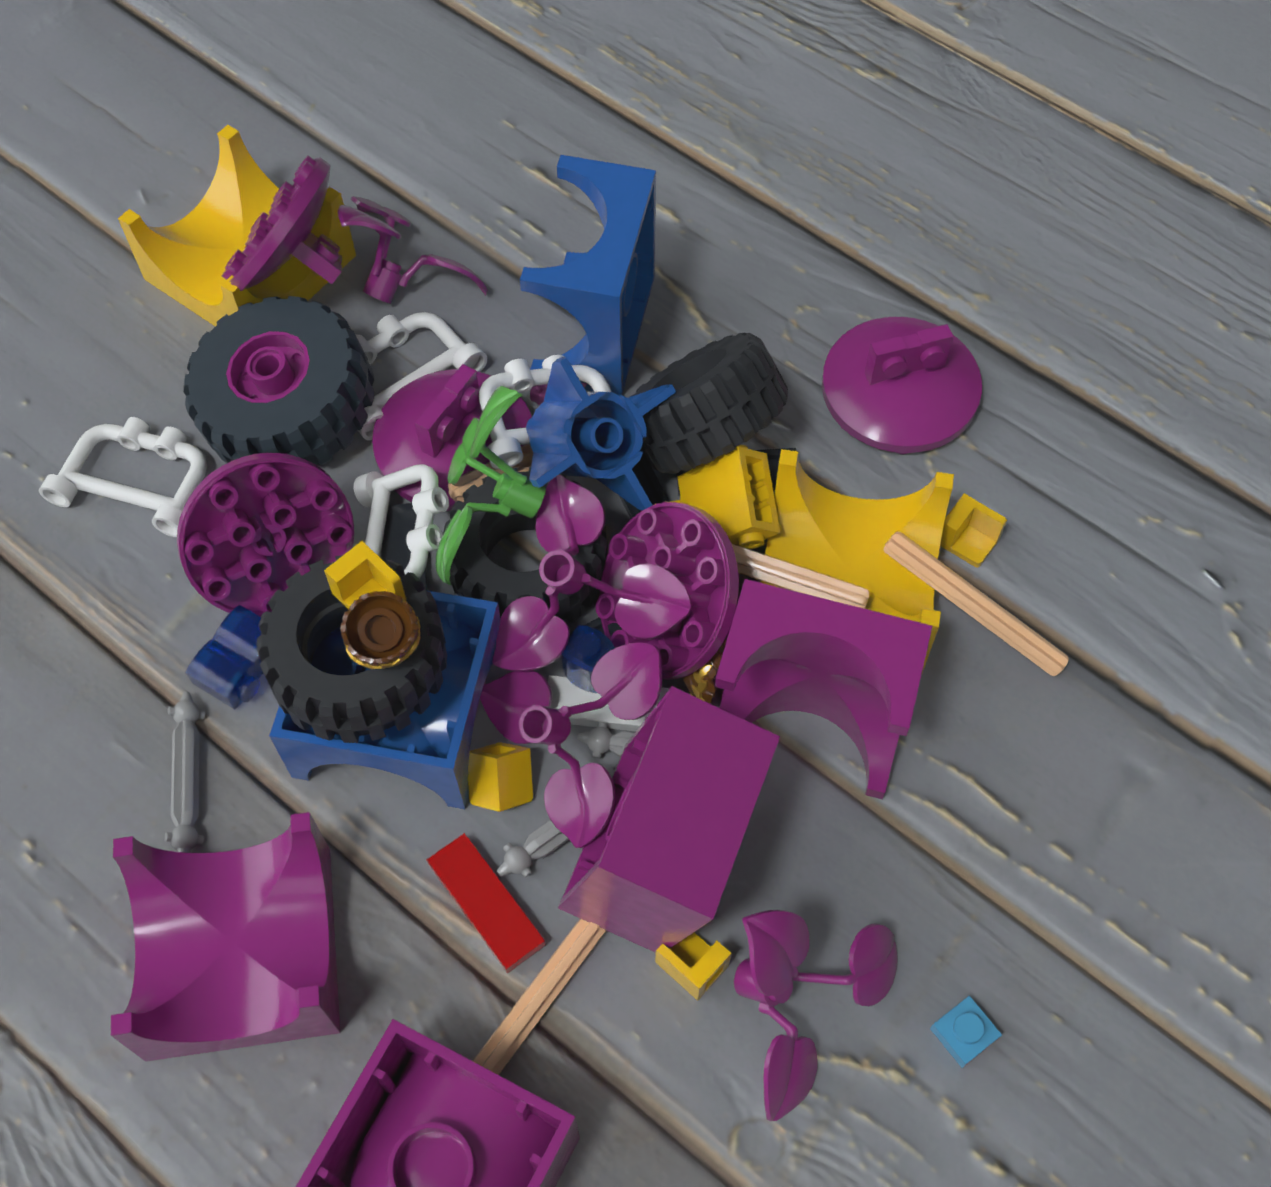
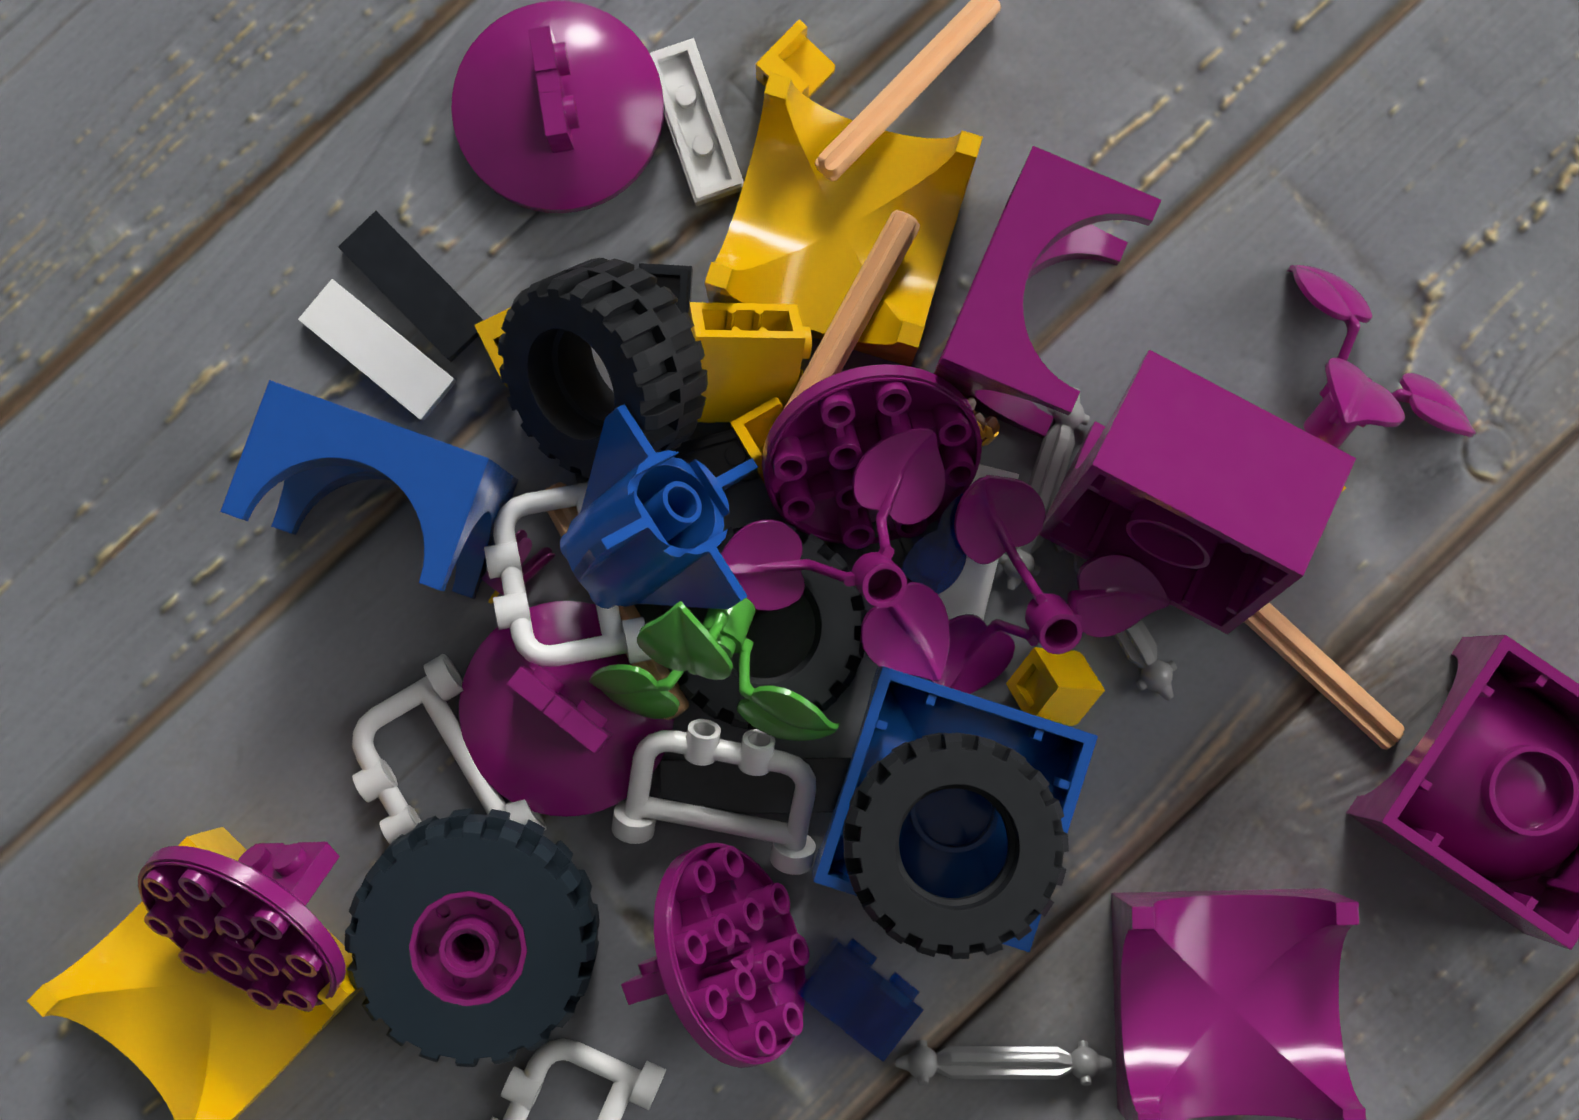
camera: 85 degrees left, 25 degrees up
(361, 573) = (915, 819): yellow panel -> none
(380, 630) = (988, 804): reddish brown hair -> none
(385, 274) = (275, 782): magenta plant -> none
(486, 903) = (1200, 716): red tile -> none
(701, 300) = (377, 350): none -> white tile
(756, 308) = (412, 285): none -> black tile
(912, 471) = (696, 124): none -> white tile
(965, 1031) = (1403, 209): dark azure plate -> none

